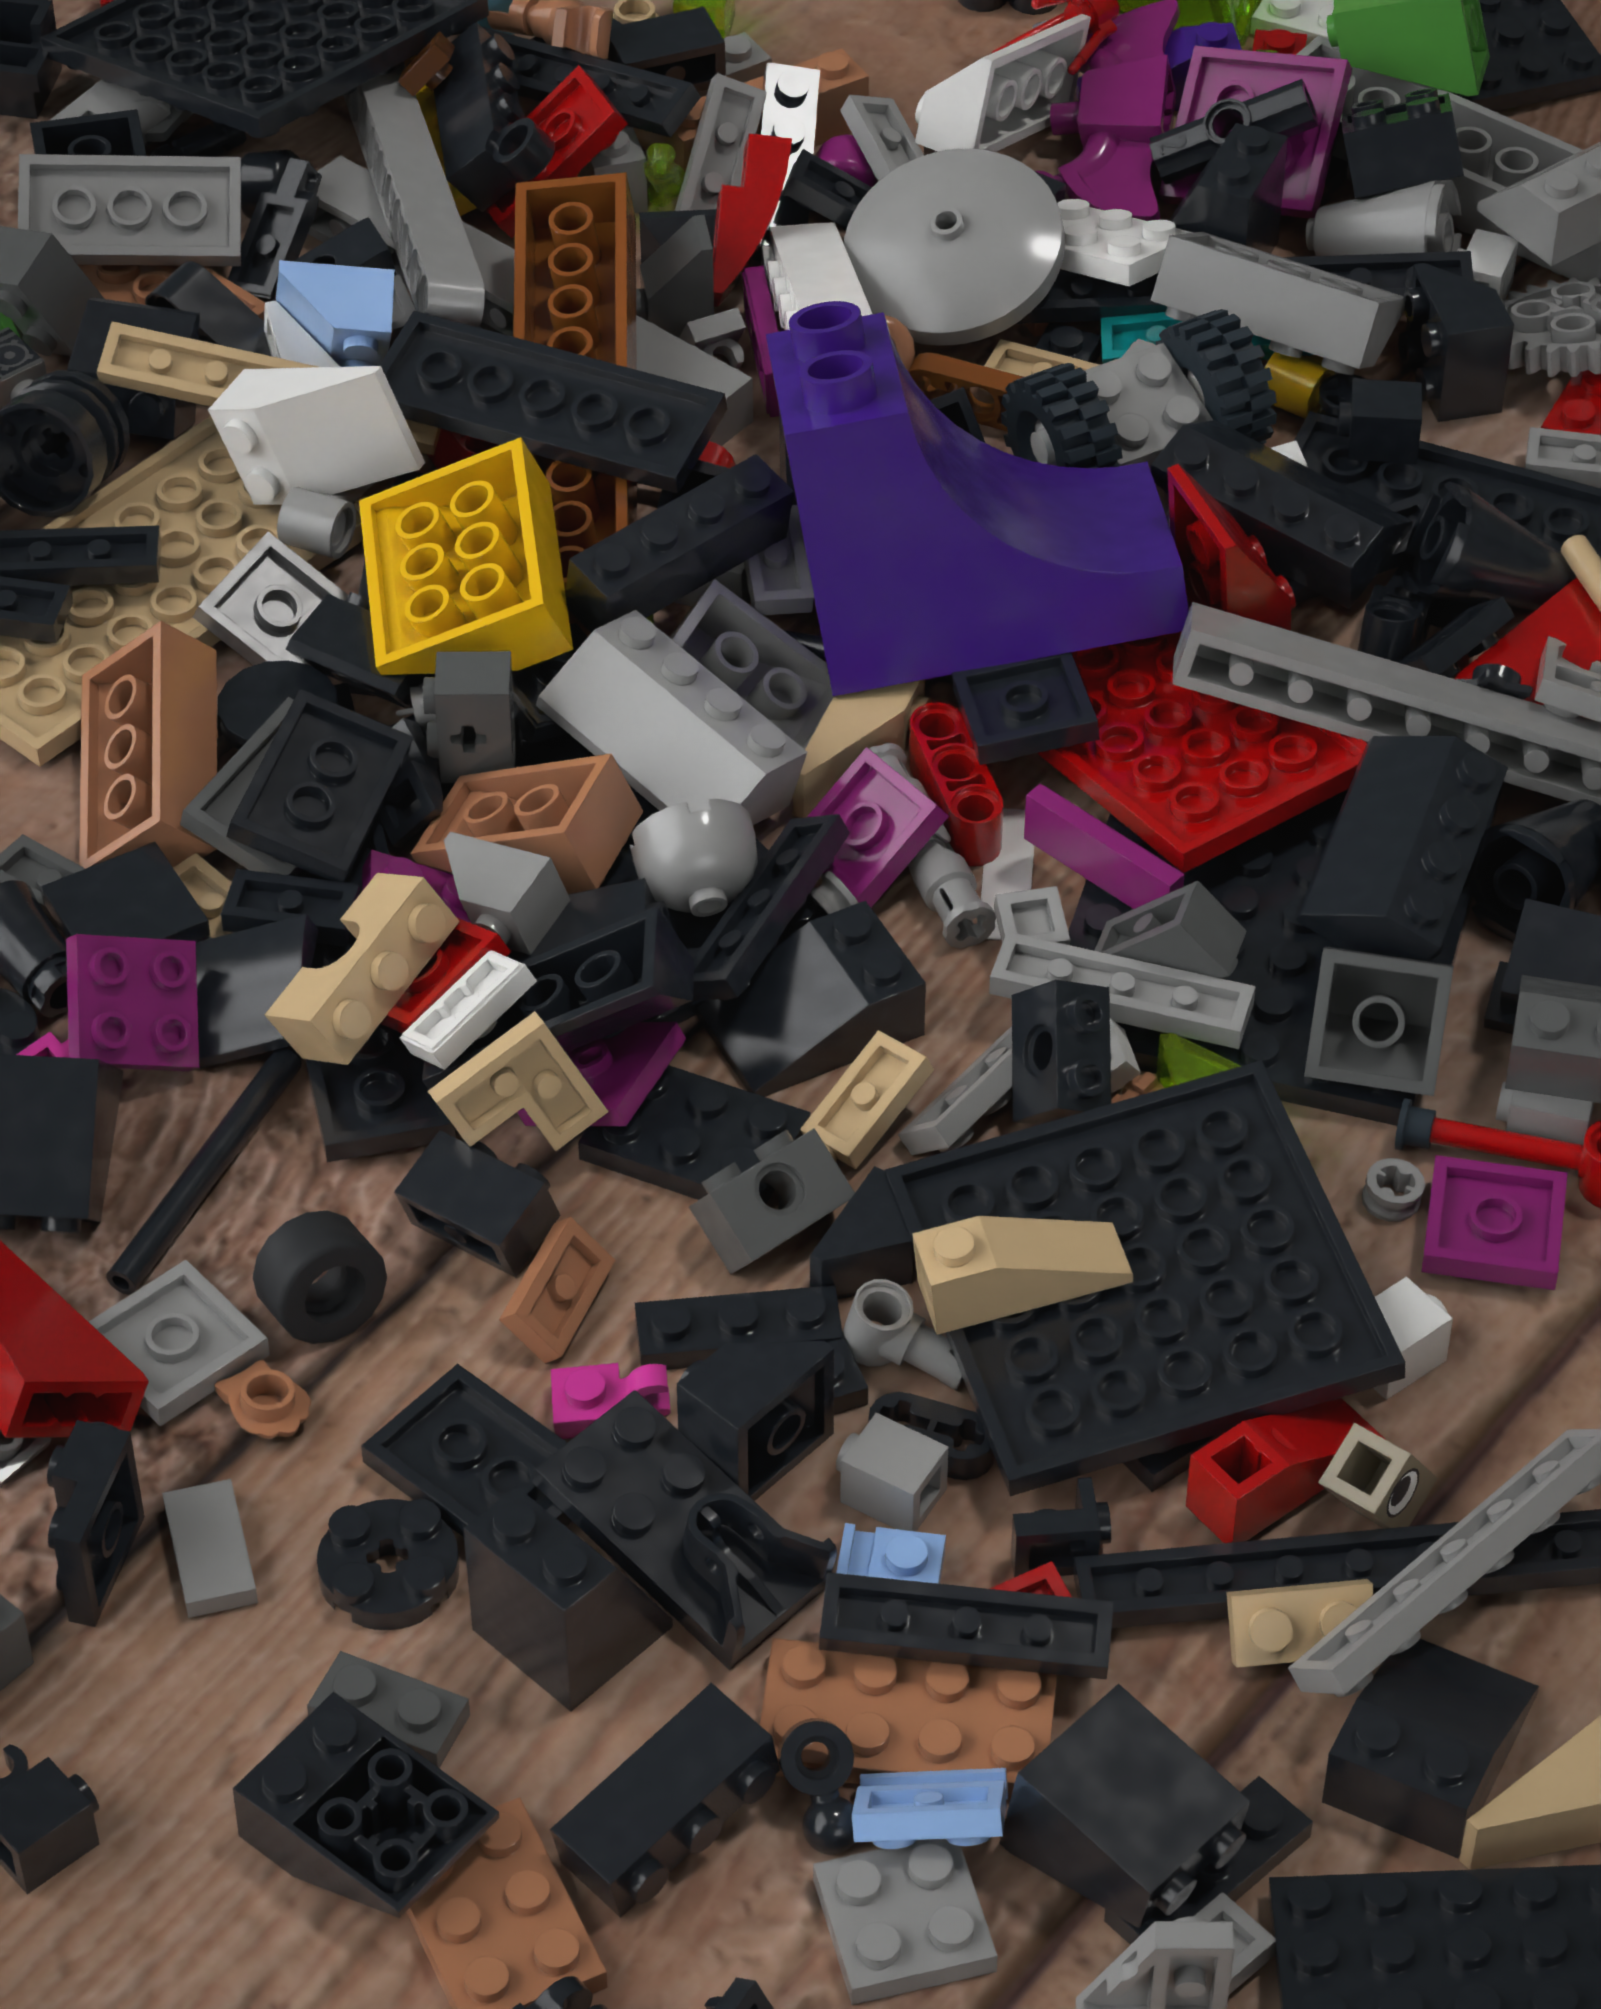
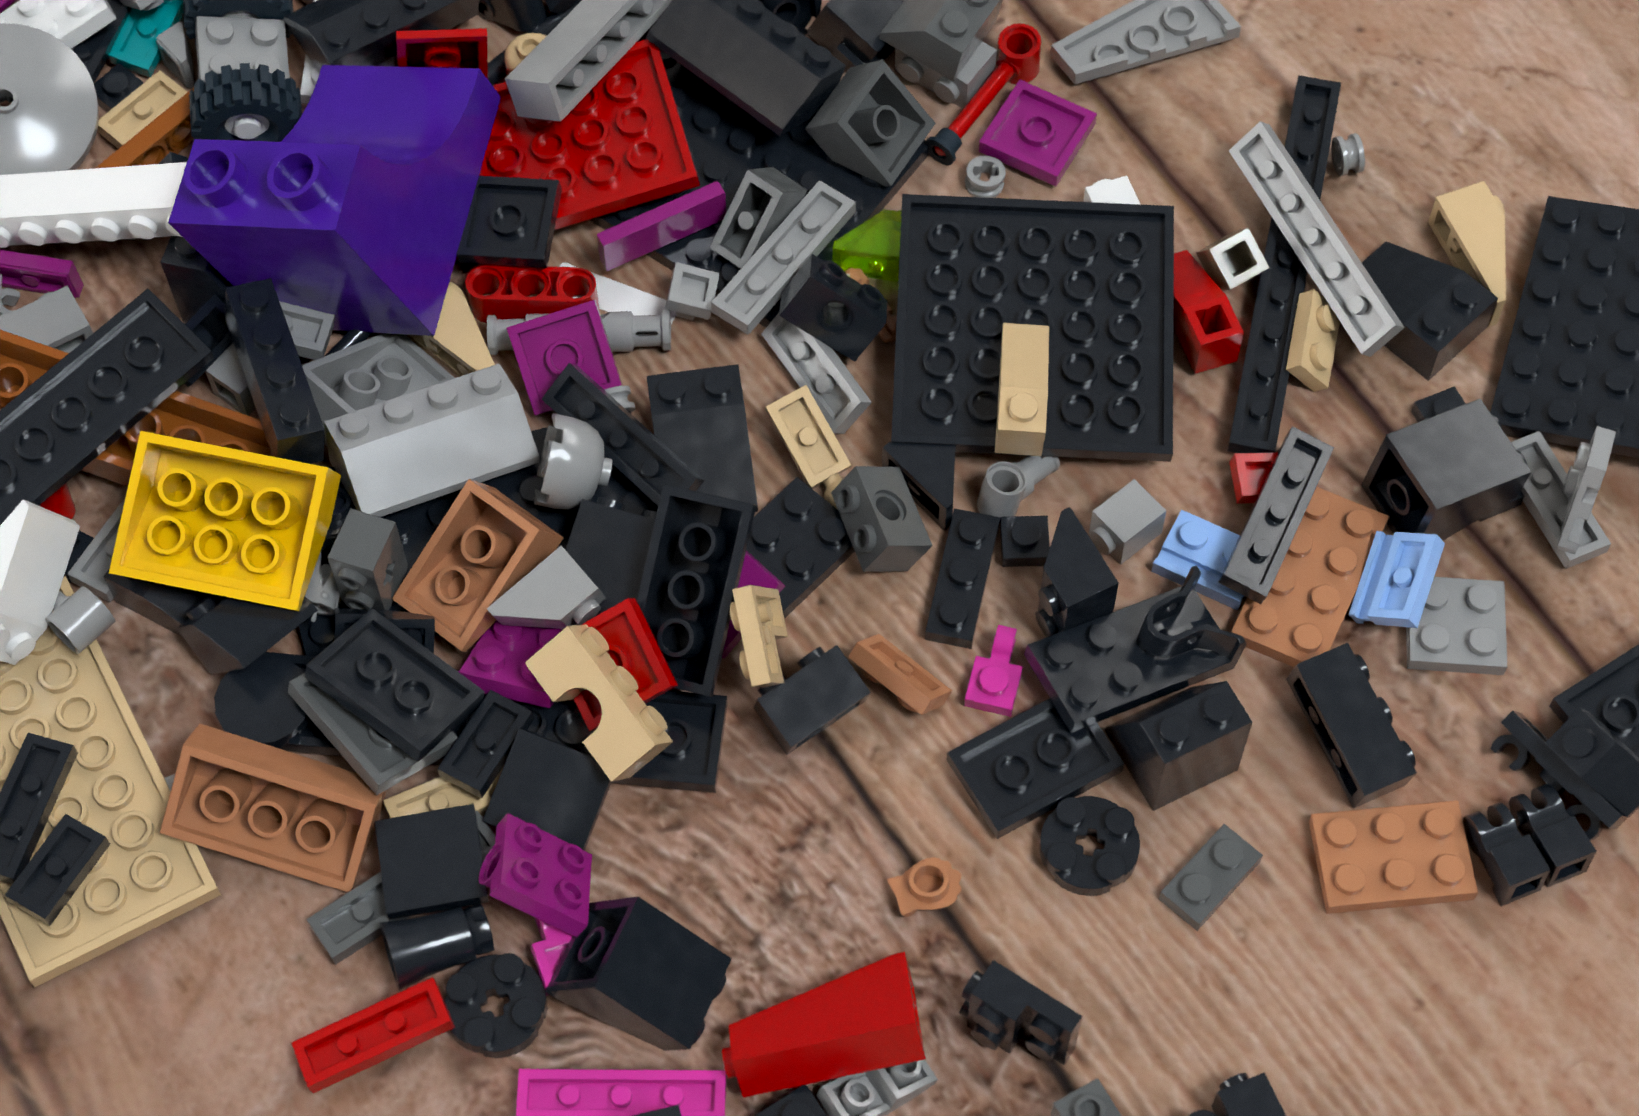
camera: 70 degrees left, 15 degrees up
(181, 1339) = (851, 926): light grey plate -> none
(203, 1171) = (694, 876): black piece -> none
(210, 1548) = (1042, 953): light grey tile -> none
(265, 601) = (150, 677): flat silver plate -> none
(298, 1256) = (844, 817): black tyre -> none
(357, 1810) = (1311, 907): black slope -> none
(468, 1009) = (680, 640): white plate -> none
(829, 1816) = (1352, 626): black plate -> none
(943, 1424) = (1087, 484): black beam -> none
(1060, 1534) = (1208, 434): black bracket -> none

